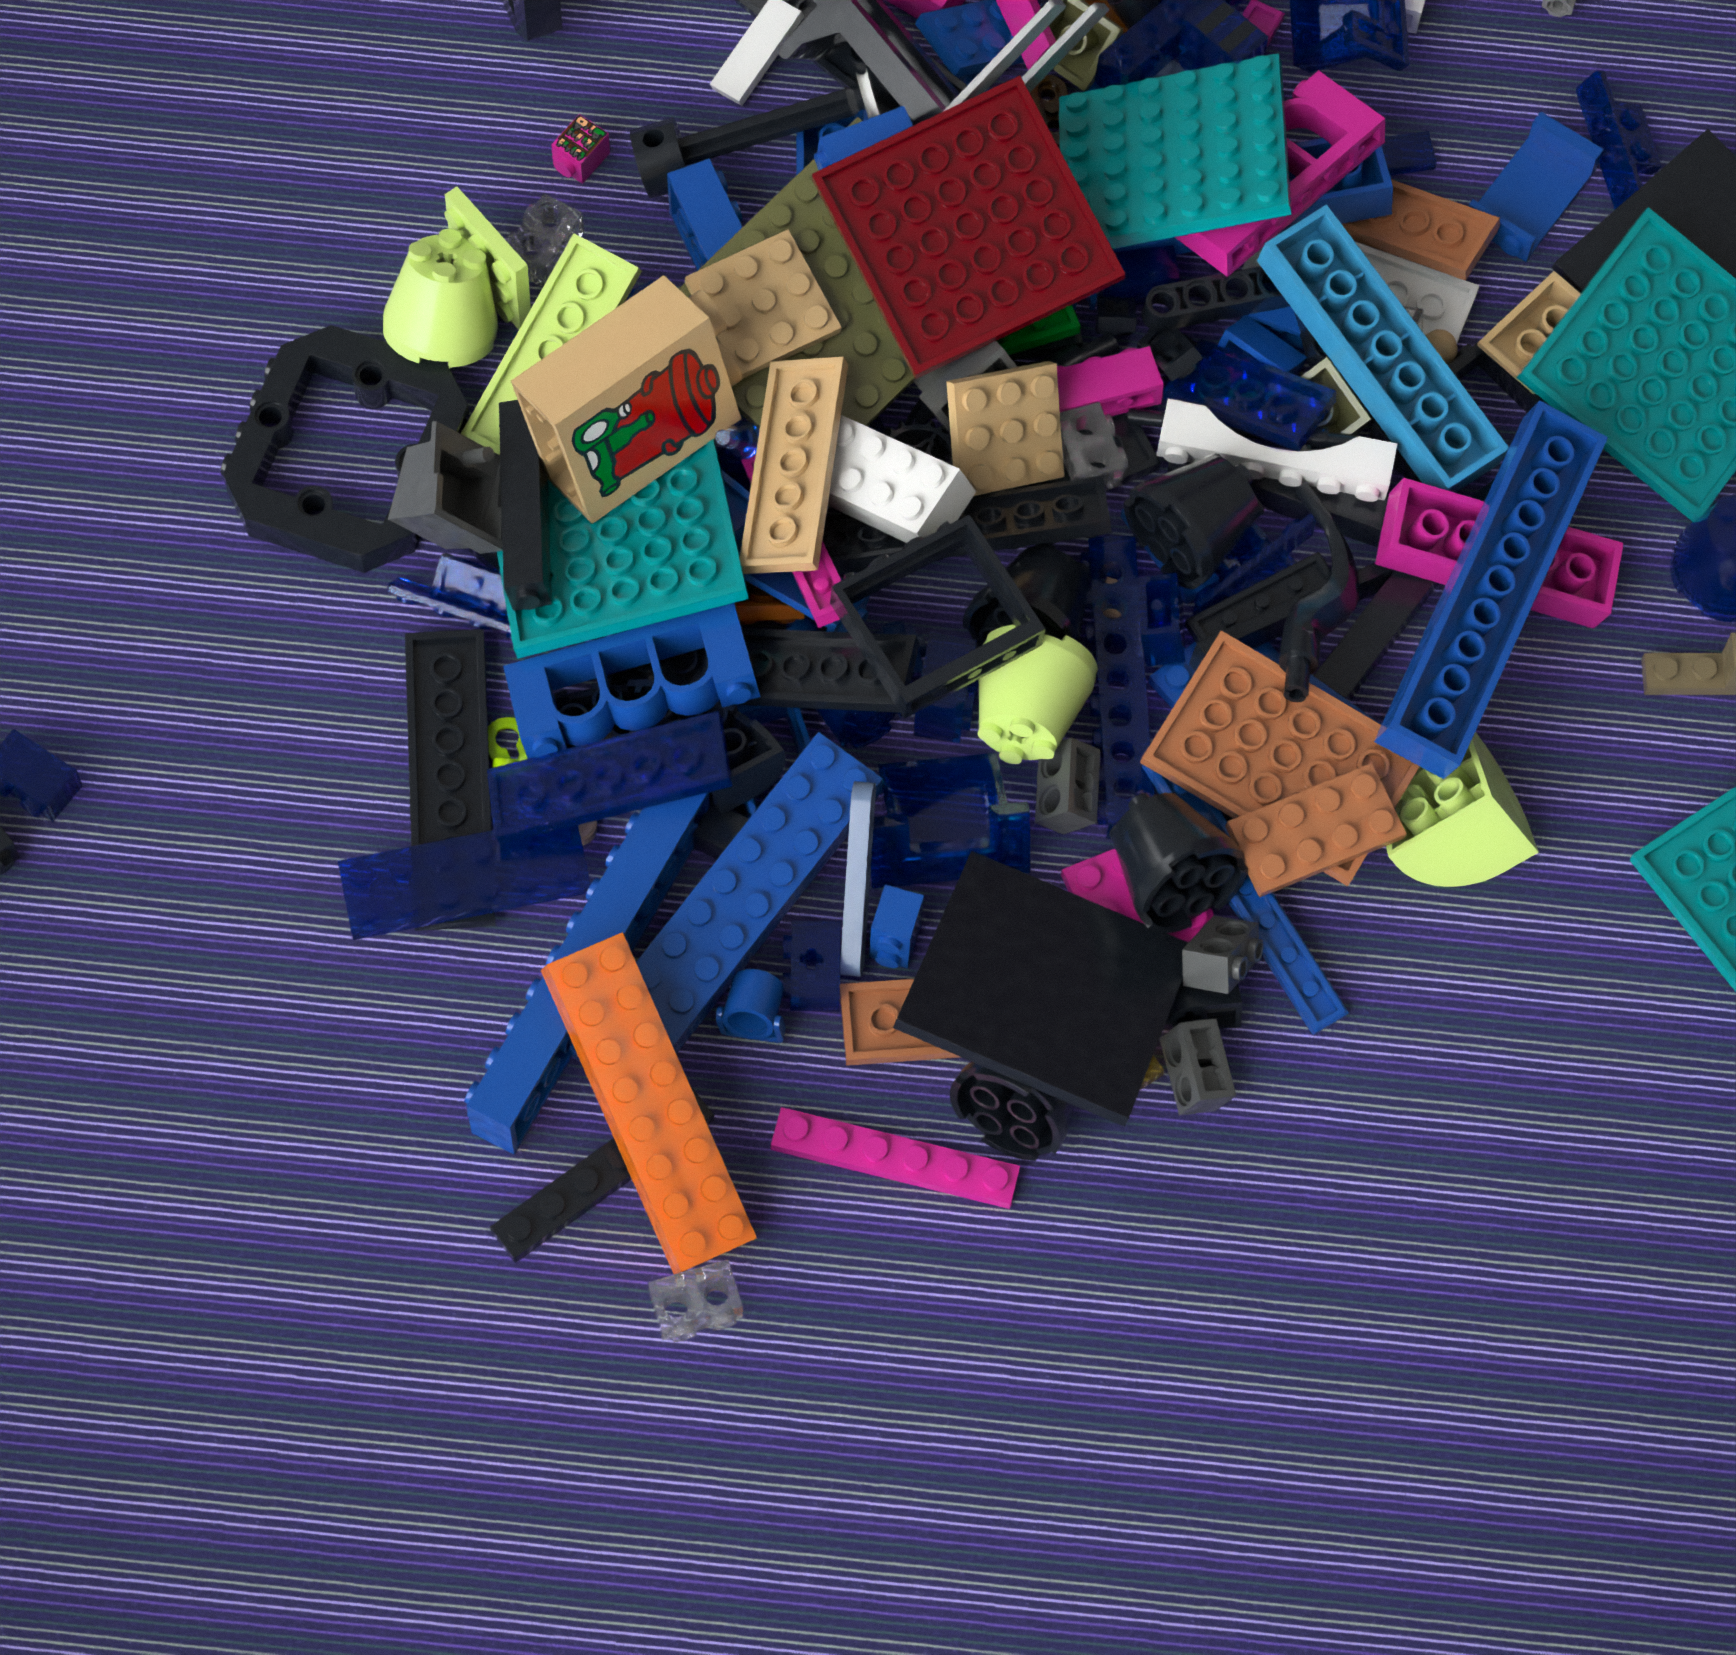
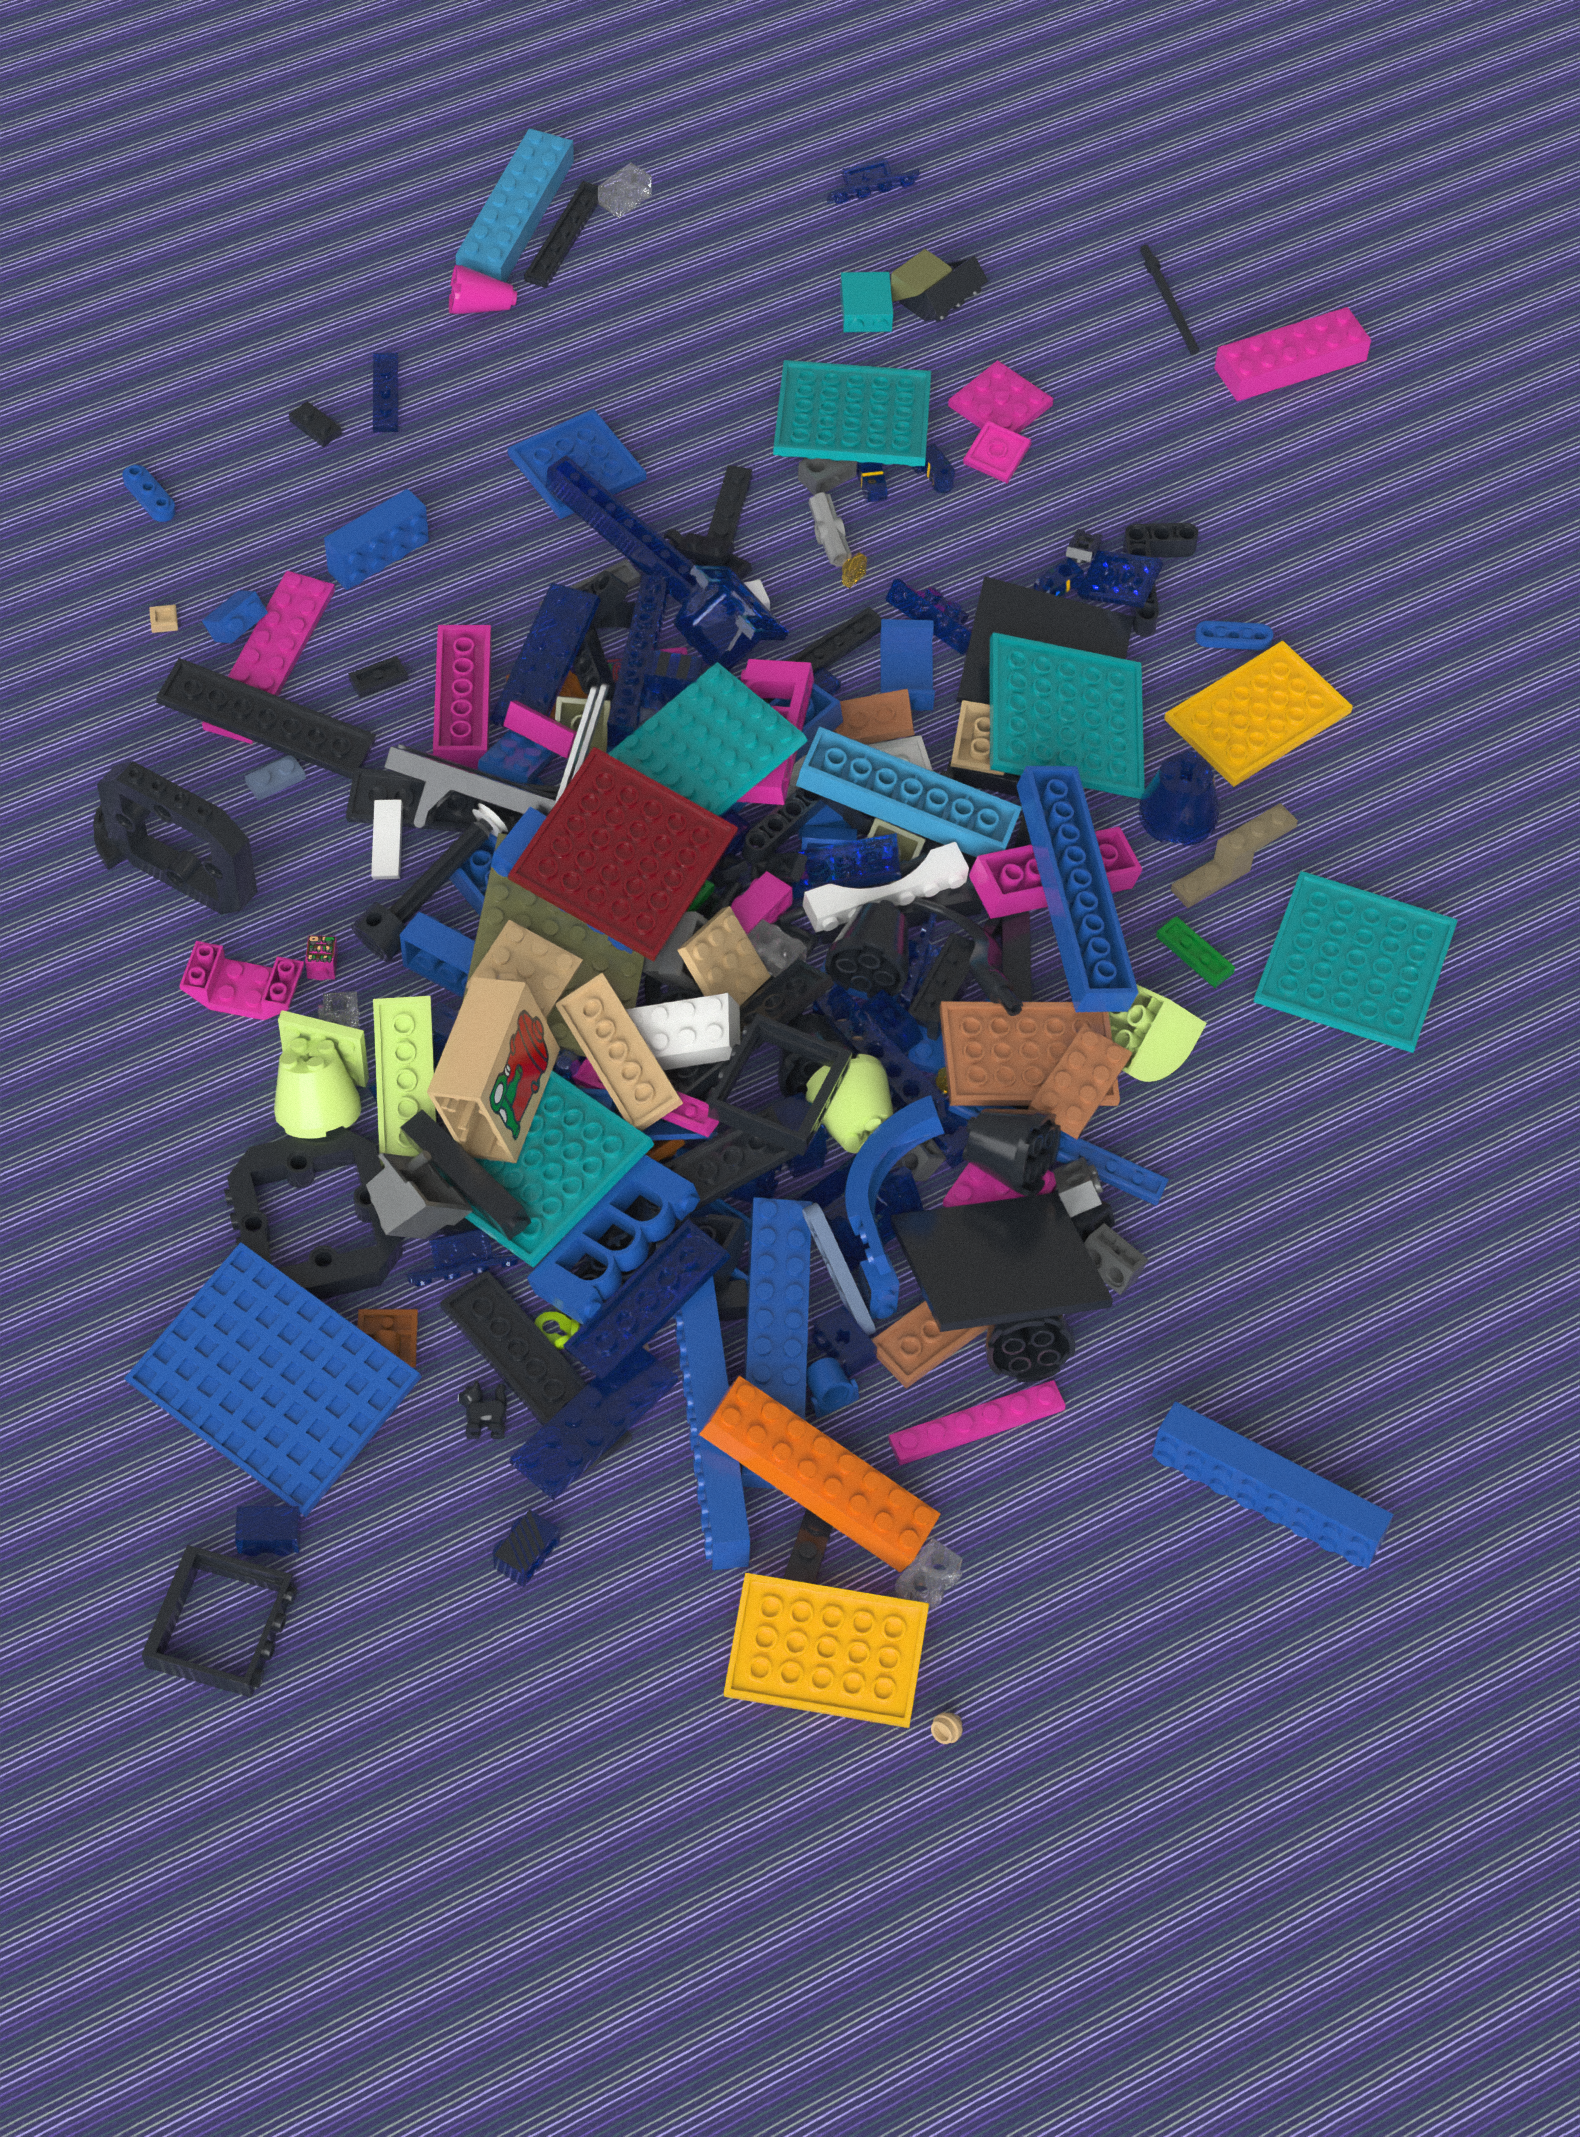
camera: 35 degrees left, 10 degrees down
(159, 608) = (273, 1379): none -> blue plate
(284, 974) = (525, 1548): none -> clear blue brick
(320, 638) = (393, 1330): none -> dark orange plate
(362, 795) = (484, 1413): none -> black animal
(465, 124) = (240, 986): none -> dark pink slope
(514, 1309) = (826, 1650): none -> yellow plate
(583, 1486) = (947, 1728): none -> tan plate
(984, 779) = (873, 1162): none -> blue arch
(1167, 1460) = (1271, 1485): none -> blue brick
(1460, 111) = (839, 641): none -> black plate
(1561, 30) = (854, 570): none -> clear yellow plate
(1605, 755) = (1195, 952): none -> green plate

